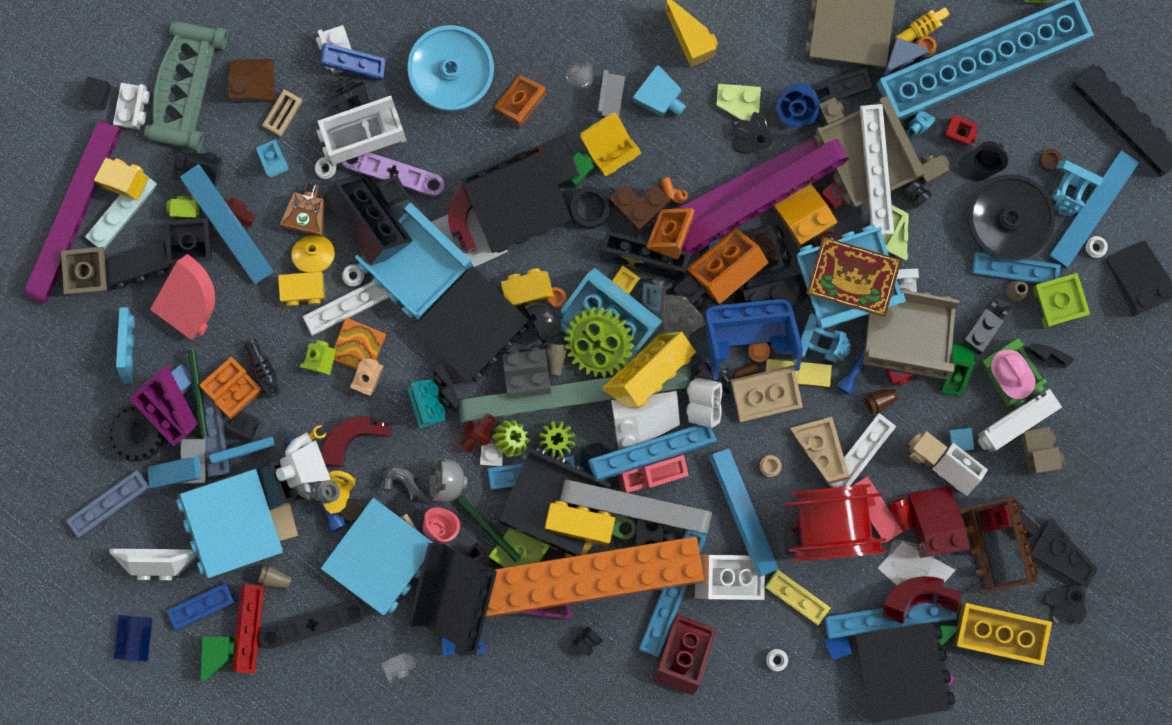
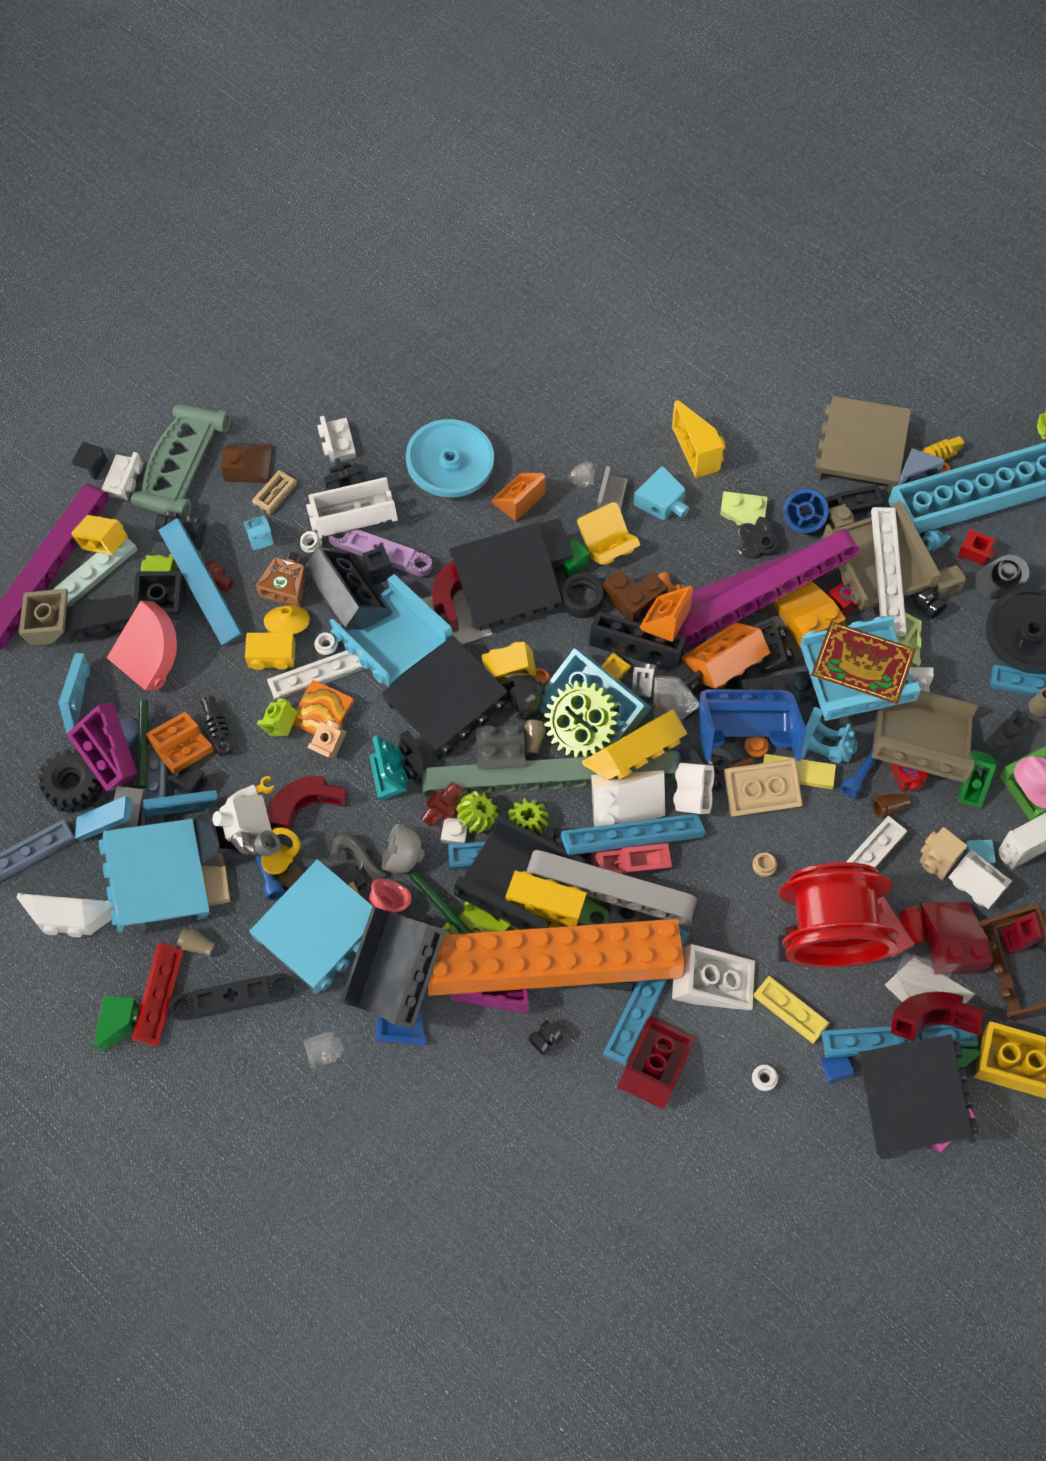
camera: 10 degrees right, 20 degrees down
(132, 638) = (27, 995): clear blue panel -> none
(200, 606) = (109, 968): blue tile -> none
(352, 61) = (351, 446): tile -> none
(743, 512) = (733, 911): dark azure tile -> none
(823, 448) = (821, 840): tan wing -> none

